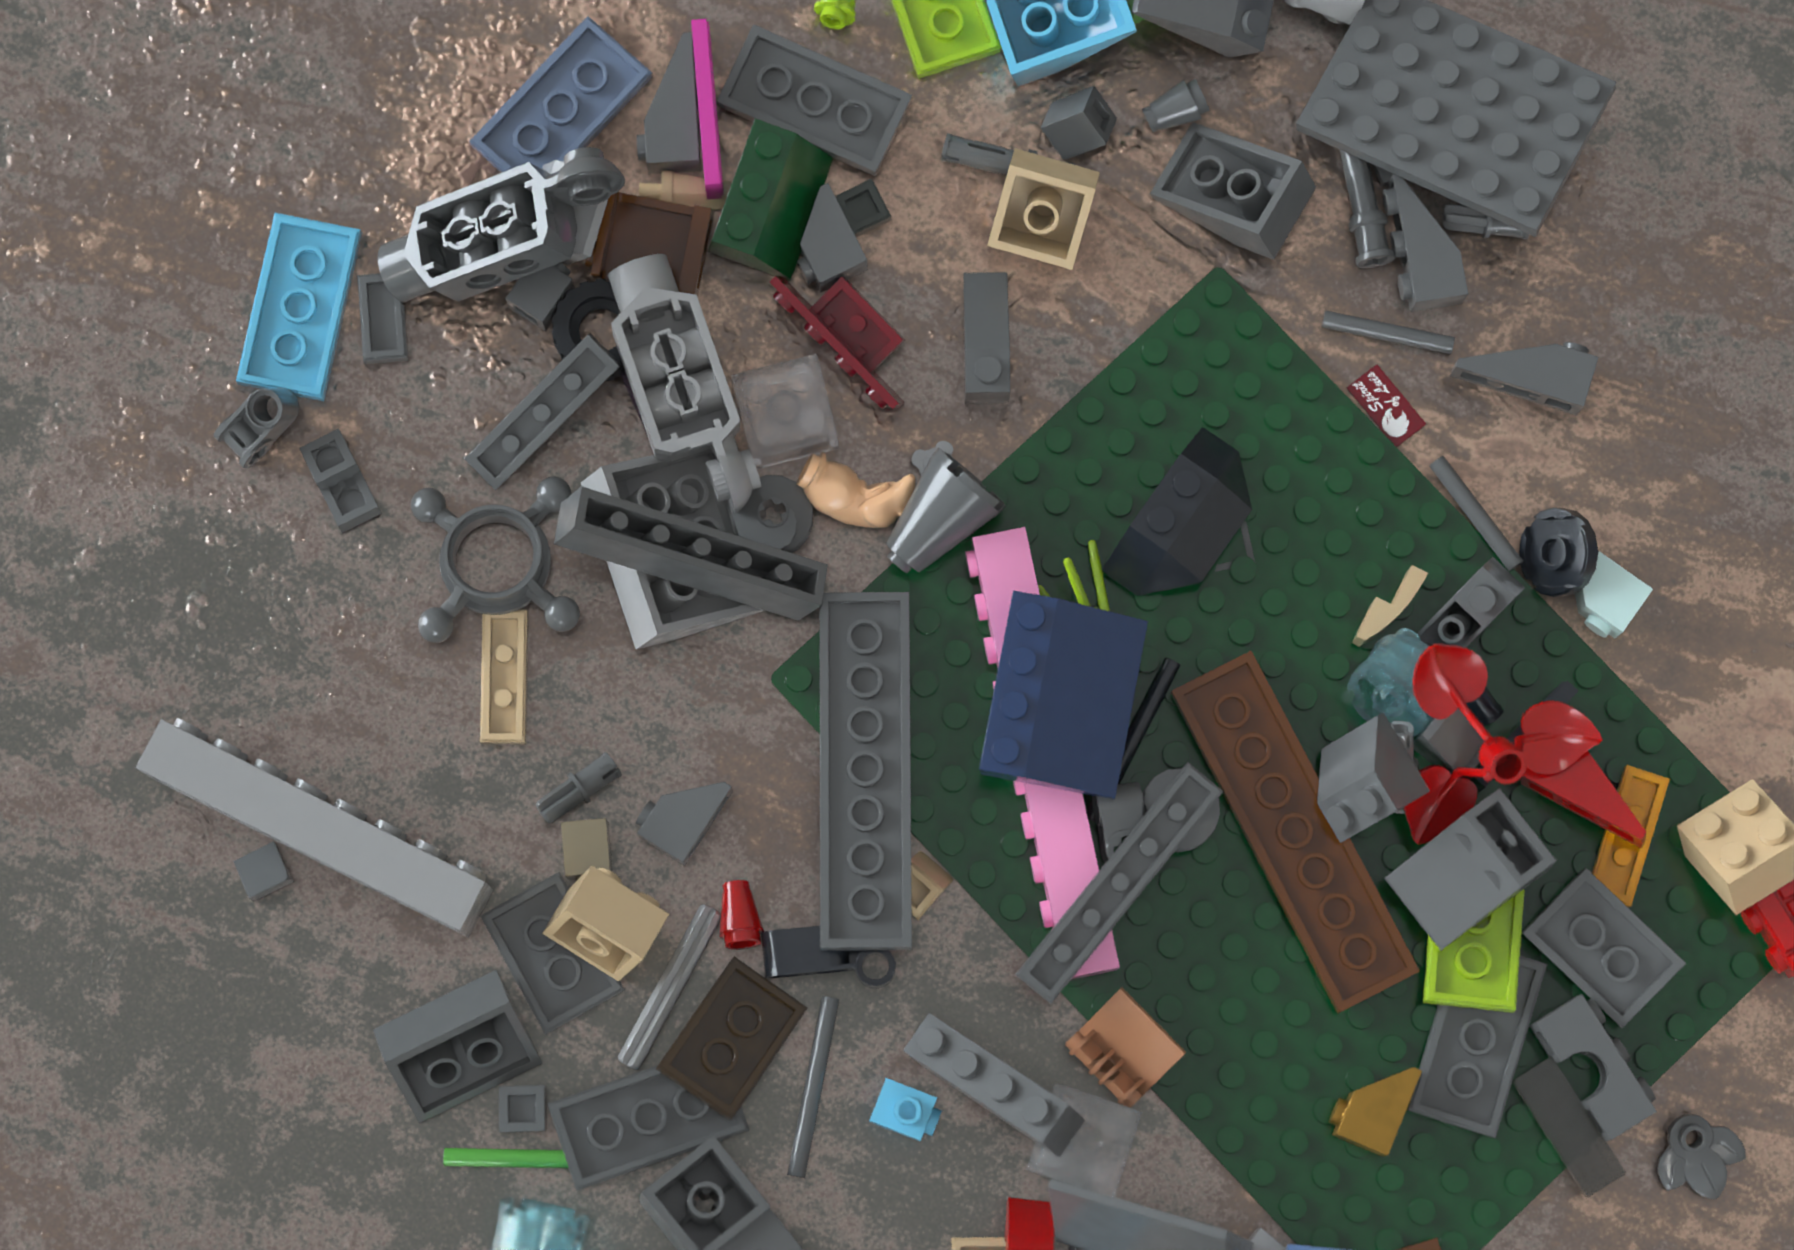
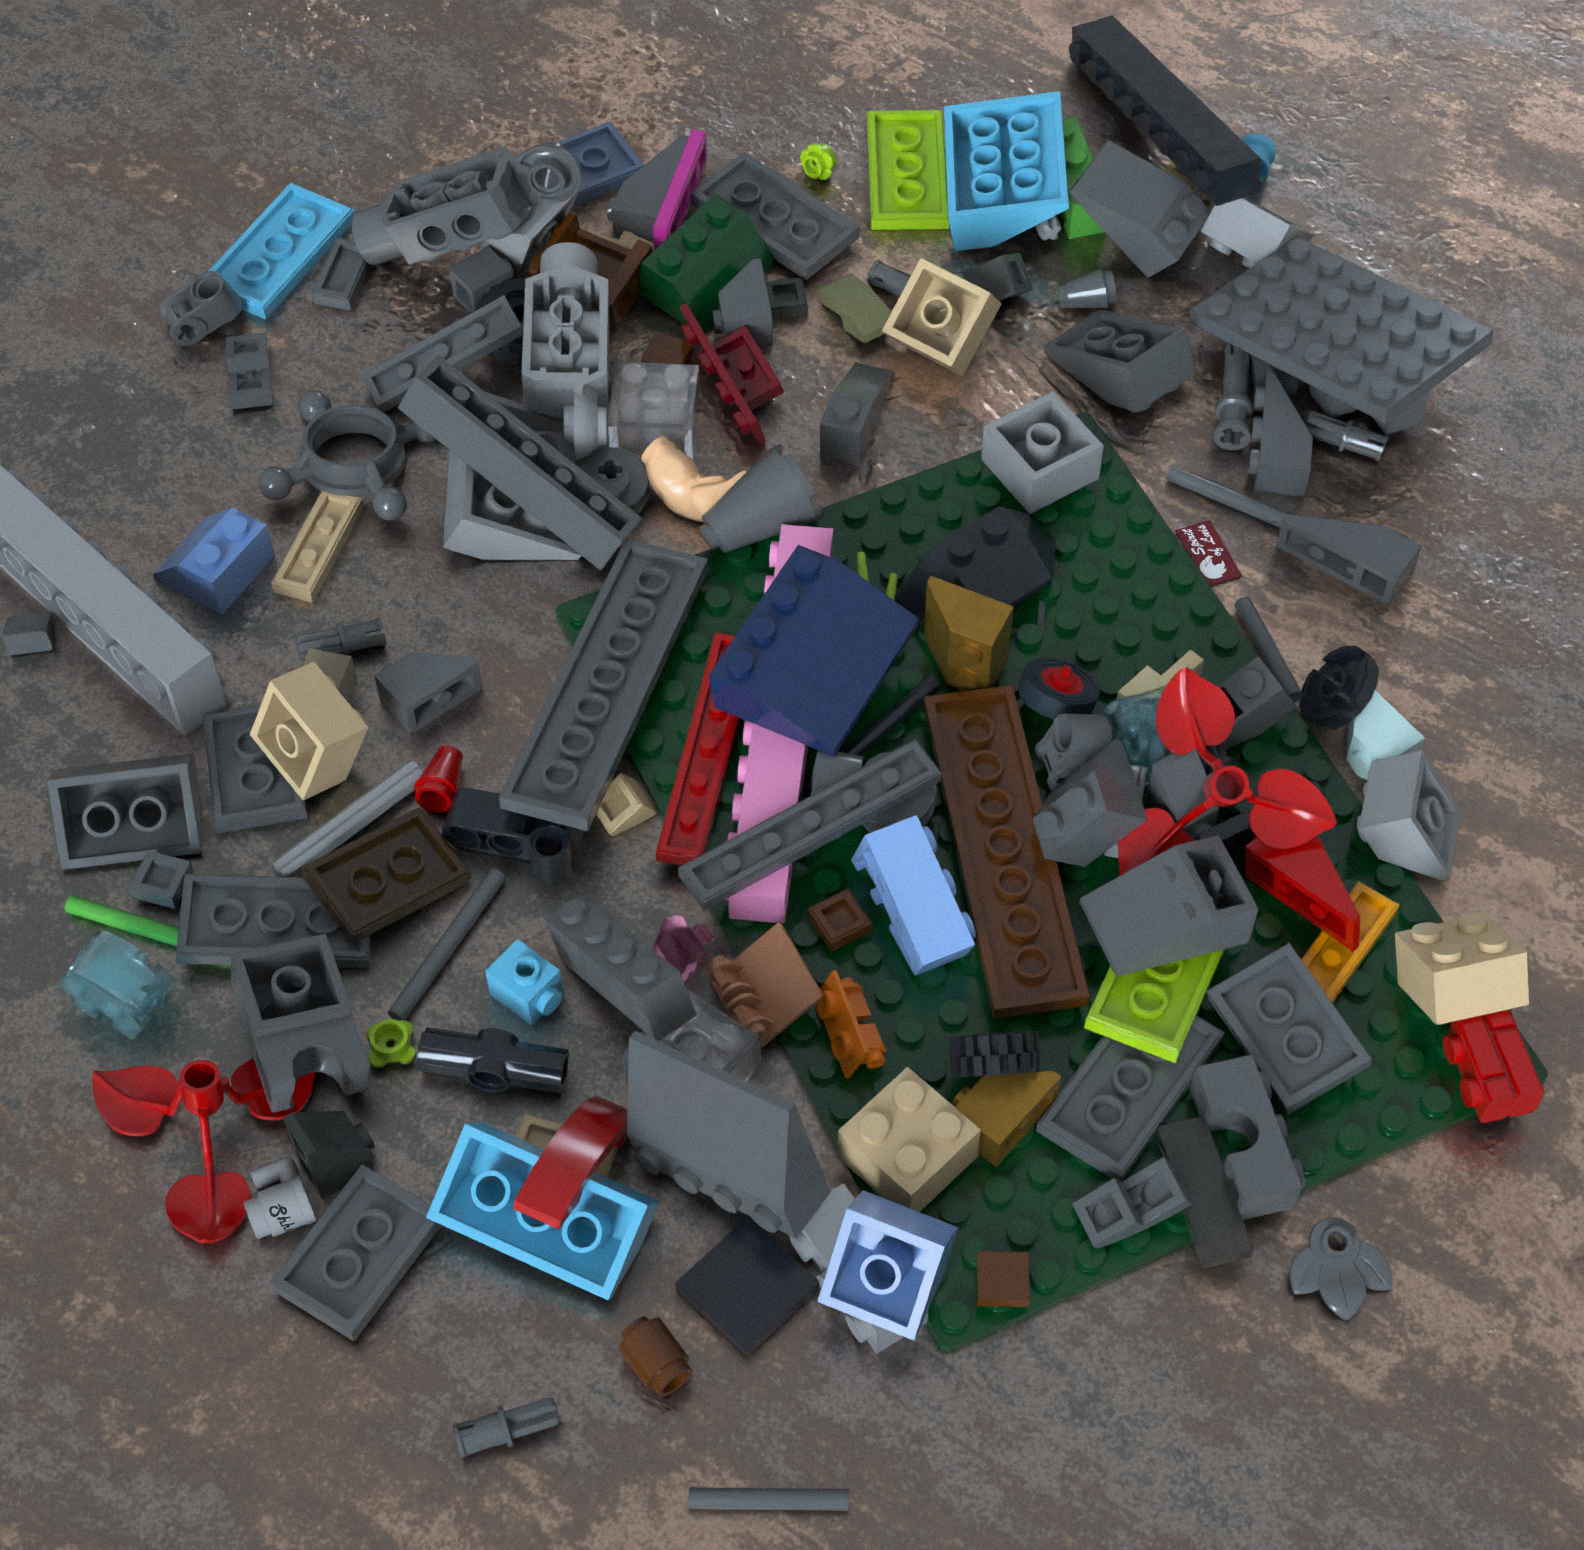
camera: 20 degrees right, 25 degrees down
(410, 731) = (218, 559): none -> medium blue slope
(765, 324) = (667, 350): none -> reddish brown tile
(805, 1193) = (388, 1031): none -> lime plate
(904, 1196) = (493, 1060): none -> black piece
(944, 202) = (858, 305): none -> olive slope
(981, 808) = (700, 772): none -> red tile
(1032, 1027) = (682, 944): none -> clear pink tile
(1167, 954) = (839, 919): none -> reddish brown tile
(1195, 619) = (966, 634): none -> pearl gold slope
(1198, 359) = (1041, 452): none -> light grey brick
(1222, 1082) = (850, 1041): none -> orange hinge
(1233, 918) = (915, 894): none -> light blue wedge
(1296, 641) = (1058, 687): none -> black wheel
(1305, 1171) = (908, 1142): none -> tan brick
(1334, 711) = (1072, 743): none -> dark grey piece
(1356, 1066) = (994, 1054): none -> black tyre
(1511, 1161) = (1133, 1205): none -> dark grey slope
(1656, 678) = (1409, 815): none -> light grey slope

